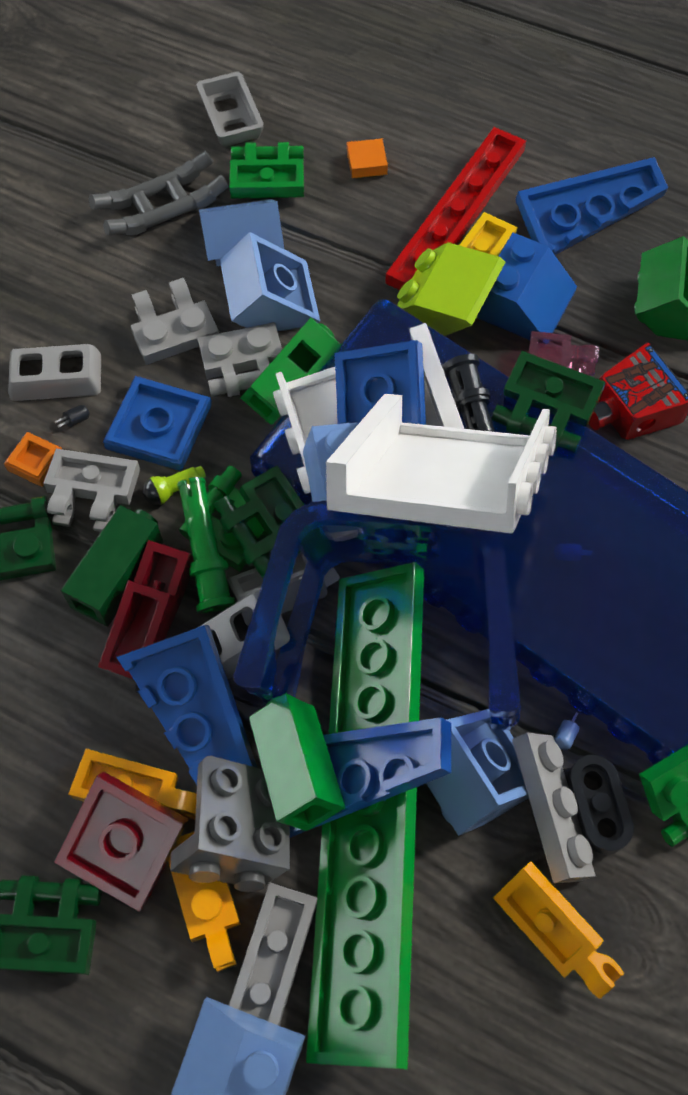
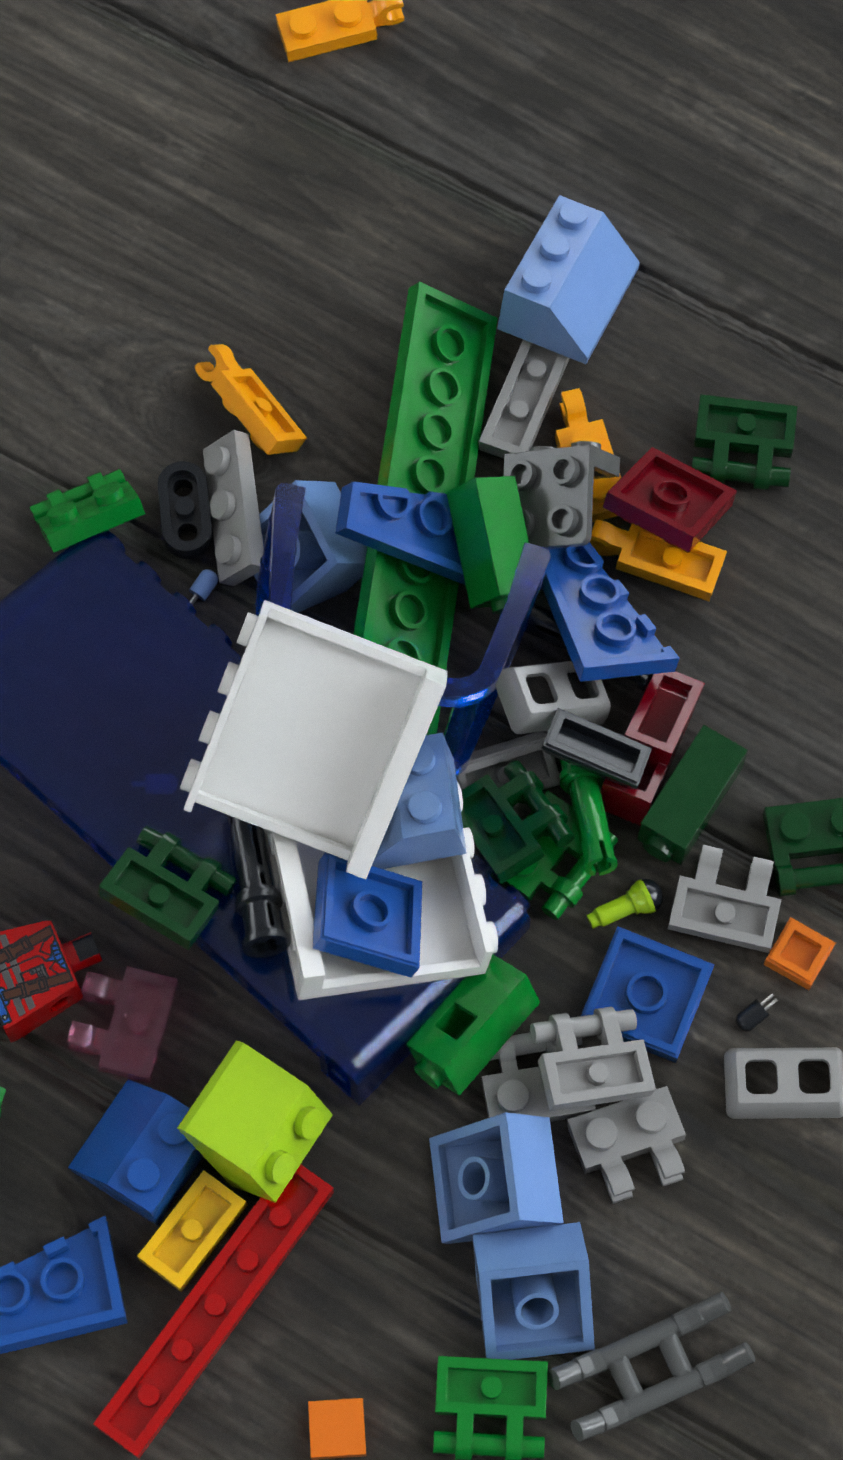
camera: 175 degrees left, 5 degrees up
(194, 574) = (596, 749): none -> black tile
(195, 343) = (594, 1073): none -> light grey plate

